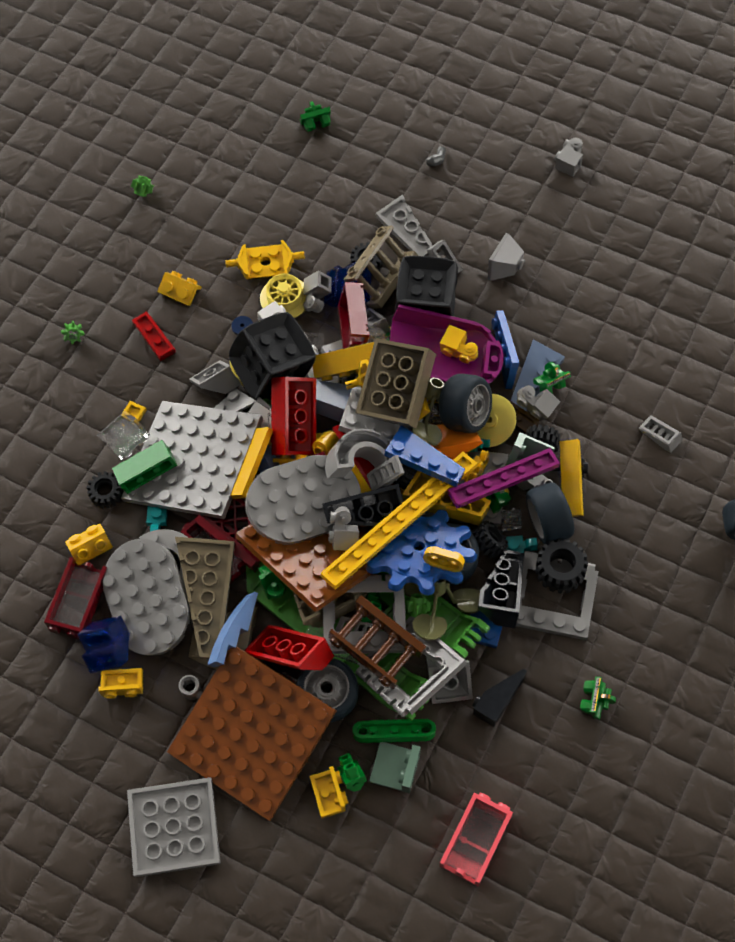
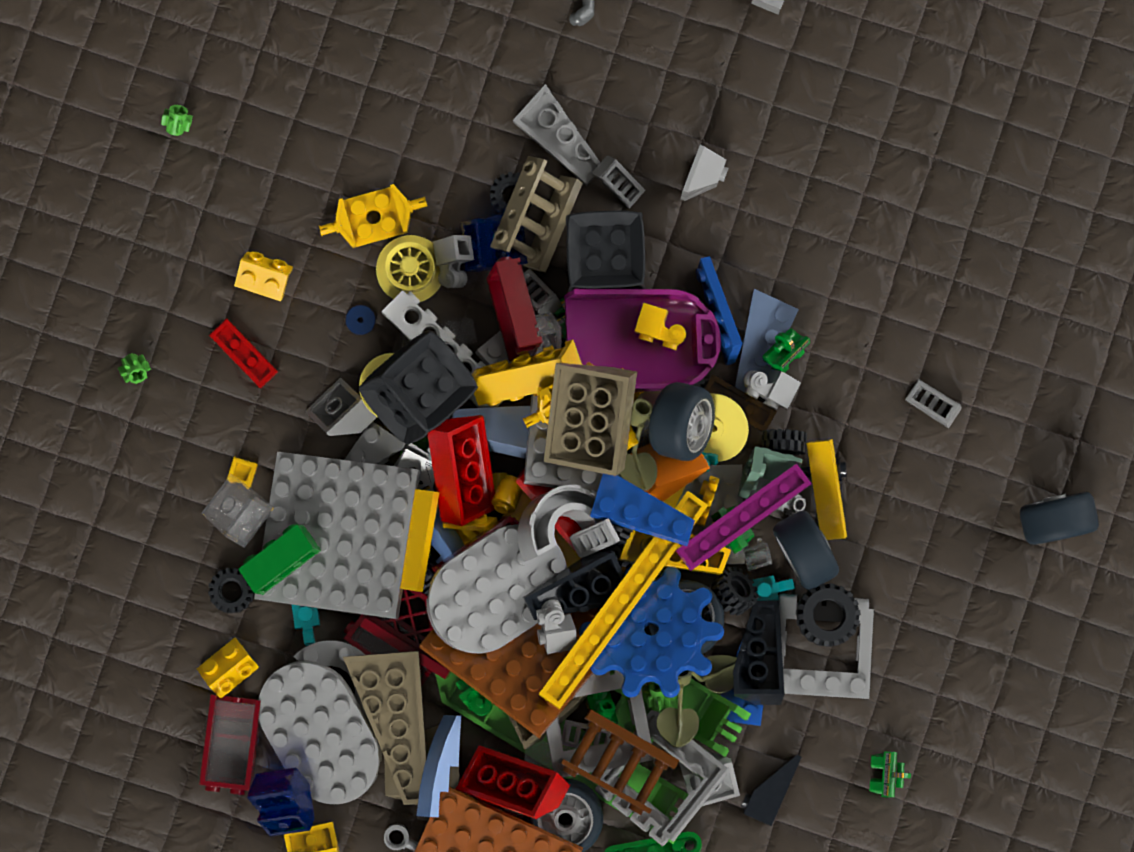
camera: 15 degrees left, 20 degrees up
(444, 559) = (694, 651): yellow plate -> none

